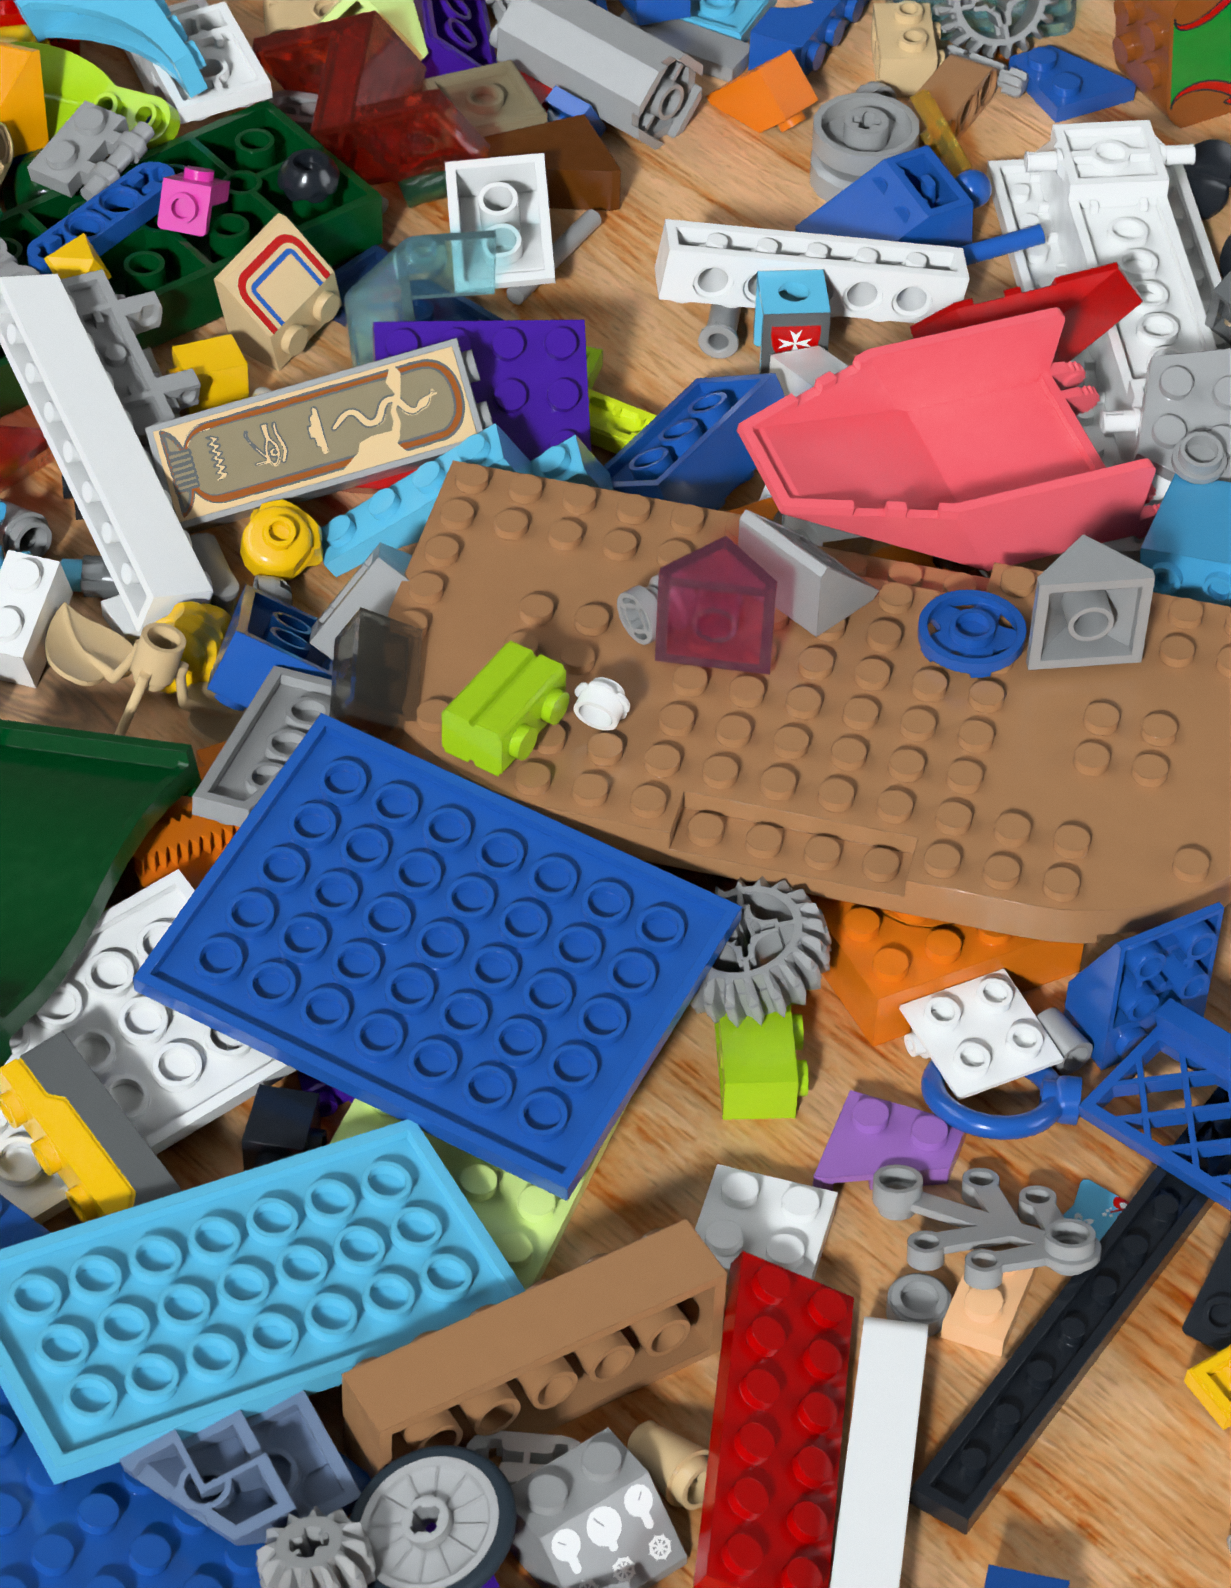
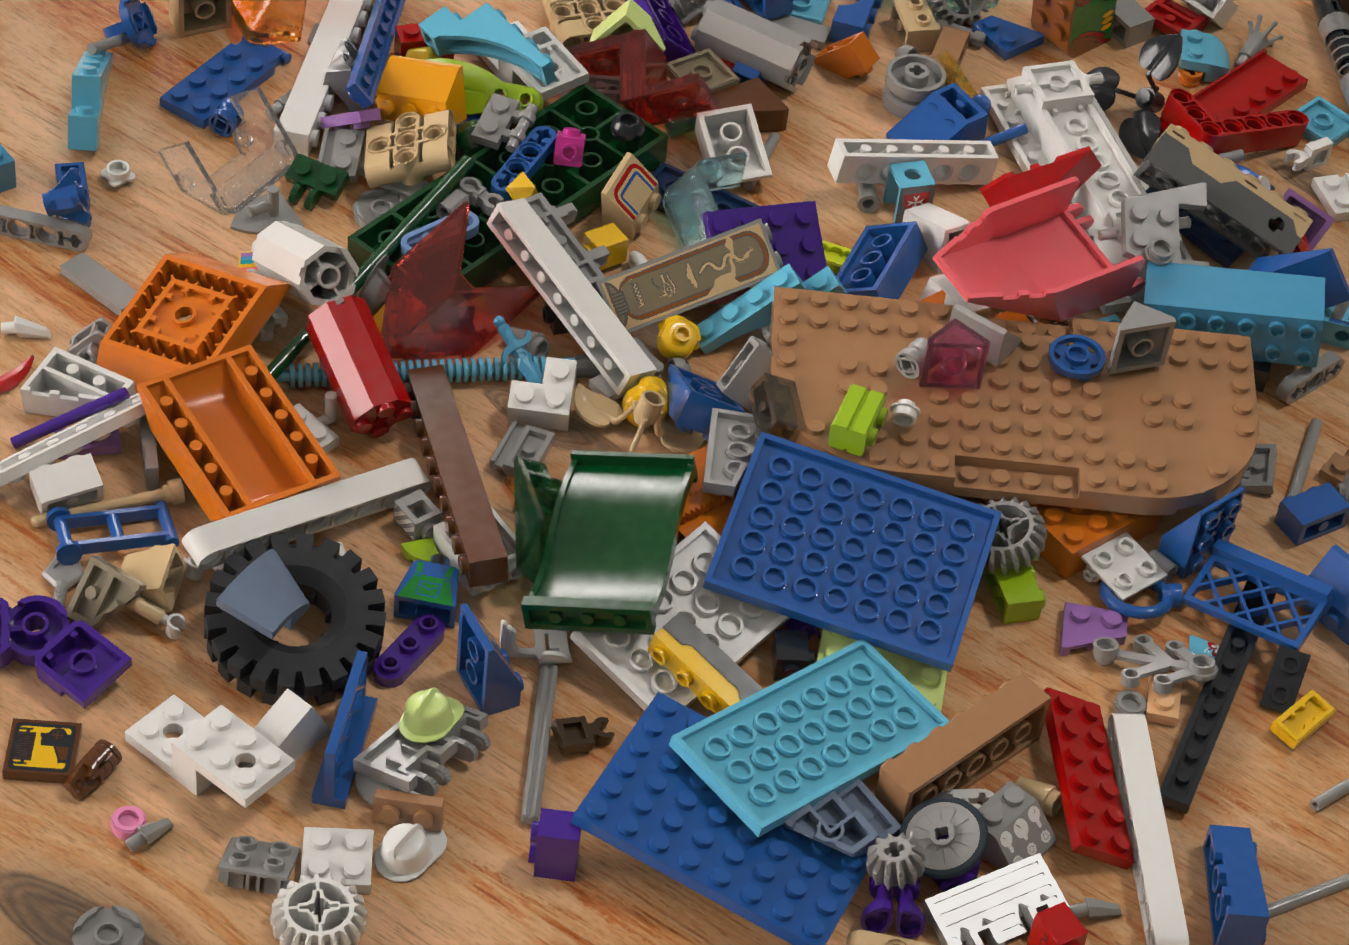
camera: 15 degrees left, 0 degrees up
(767, 1219) = (1045, 668): white plate -> none

